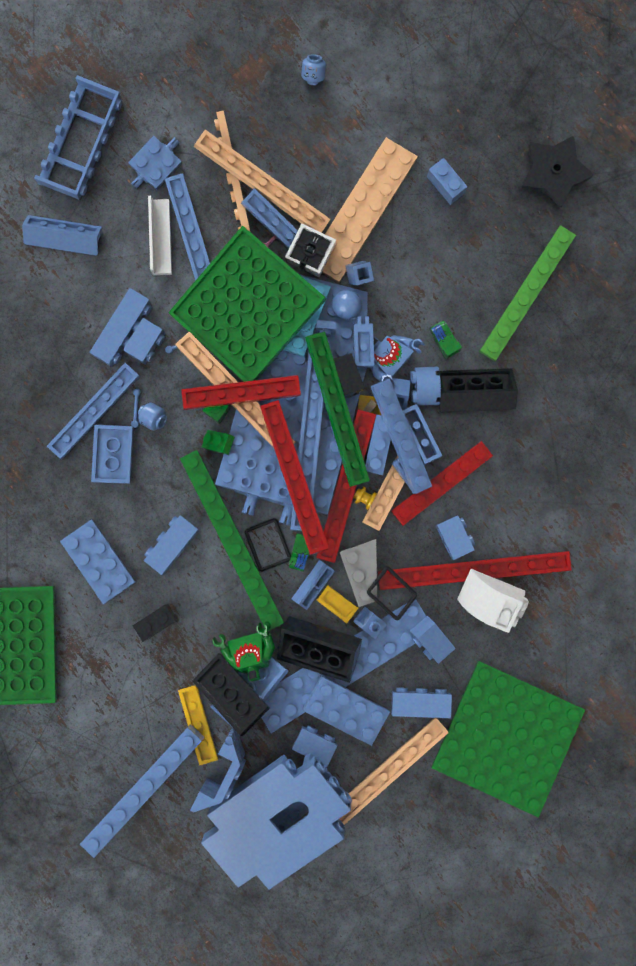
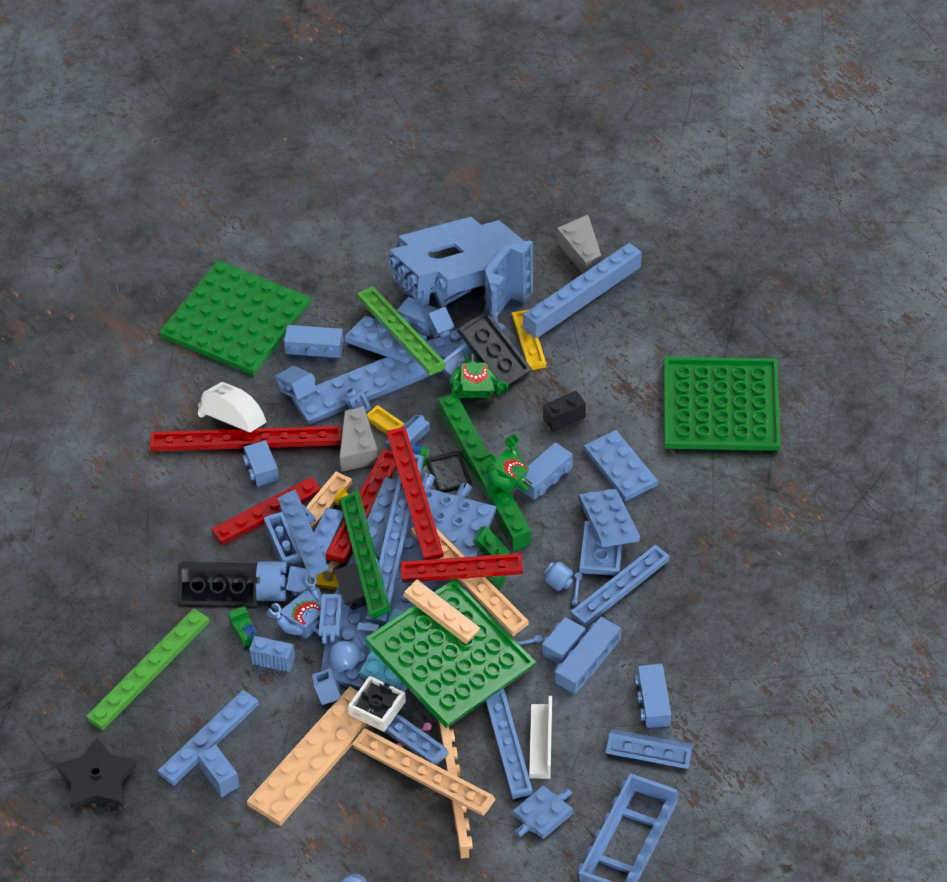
camera: 175 degrees left, 35 degrees down
(59, 286) = (653, 696): none -> medium blue brick
(105, 486) = (609, 518): none -> medium blue plate
(147, 859) = (579, 243): none -> light grey wedge
(204, 523) = (507, 469): none -> green torso
(257, 341) = (441, 611): none -> light nougat plate
(289, 726) = (439, 323): none -> medium blue brick
(318, 649) = (405, 381): black slope -> none
(329, 709) = (401, 331): none -> bright green plate
(381, 604) = (339, 426): black piece -> none
(394, 766) = (344, 300): light nougat plate -> none
(415, 310) = (272, 653): none -> medium blue brick
(461, 222) = (207, 737): none -> medium blue plate

